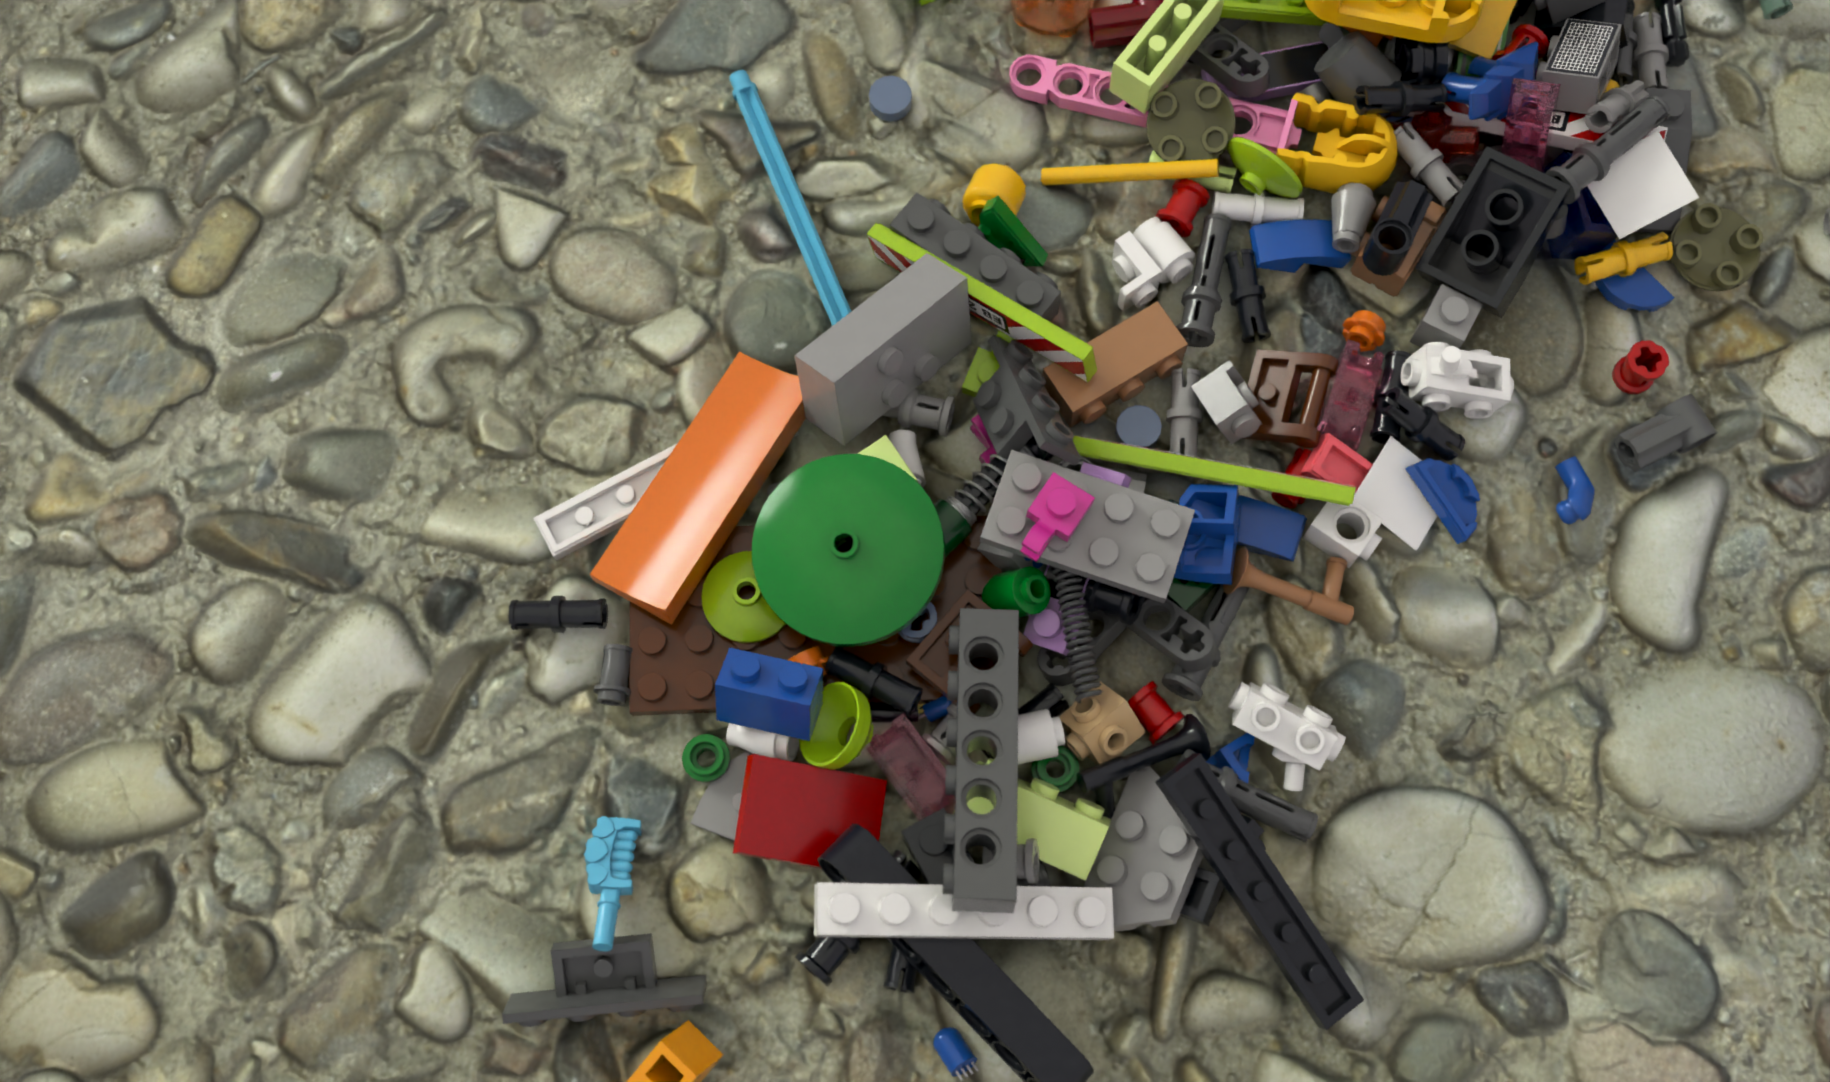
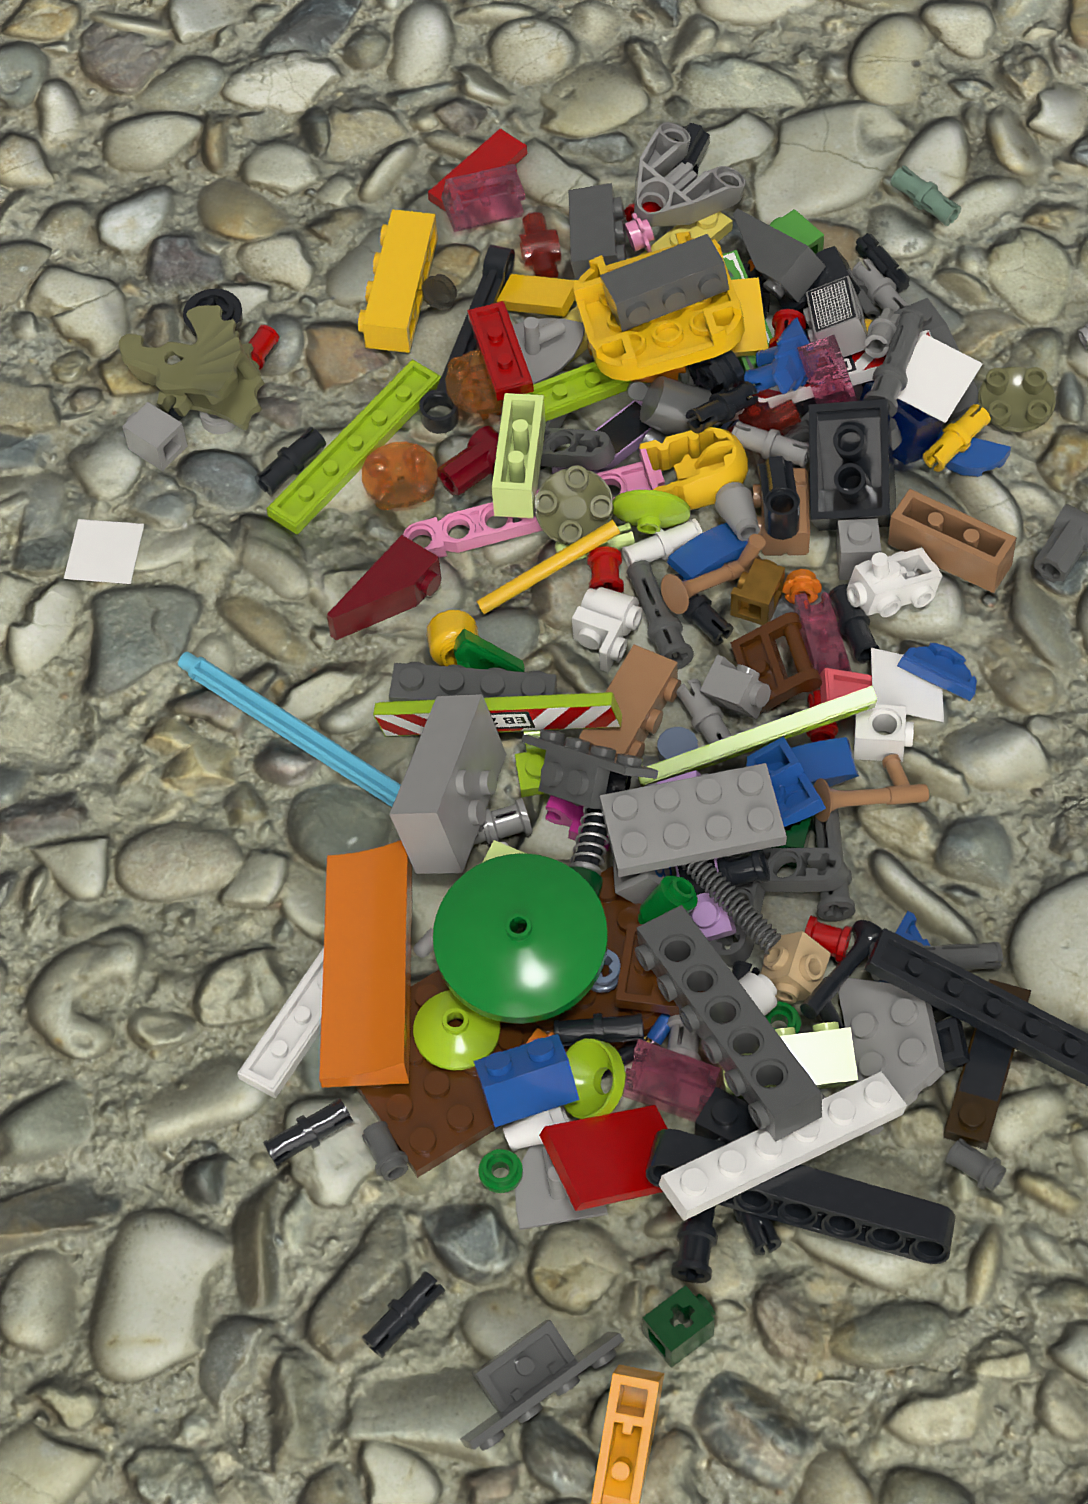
camera: 30 degrees left, 15 degrees down
(531, 845) = (403, 1314): none -> black pin
(608, 871) = (480, 1293): medium azure piece -> none
(751, 1003) = (678, 1341): none -> dark green brick
(890, 98) = (314, 611): sand blue piece -> none
(954, 1052) = (841, 1270): blue piece -> none
(968, 108) = (388, 588): none -> dark red slope
(1056, 512) = (665, 815): dark pink plate -> none
(1149, 1030) = (976, 1165): none -> dark grey pin
(1212, 949) = (981, 1084): none -> plate
(1237, 271) = (678, 592): none -> medium nougat piece
(1295, 733) = (942, 892): white brick -> none
(1318, 311) = (758, 592): none -> pearl gold brick
(1421, 424) = (888, 627): black pin -> none
(1546, 367) = (952, 540): none -> medium nougat brick
(1579, 494) = (1031, 613): blue arm -> none
(1640, 367) = (1019, 506): red bush -> none

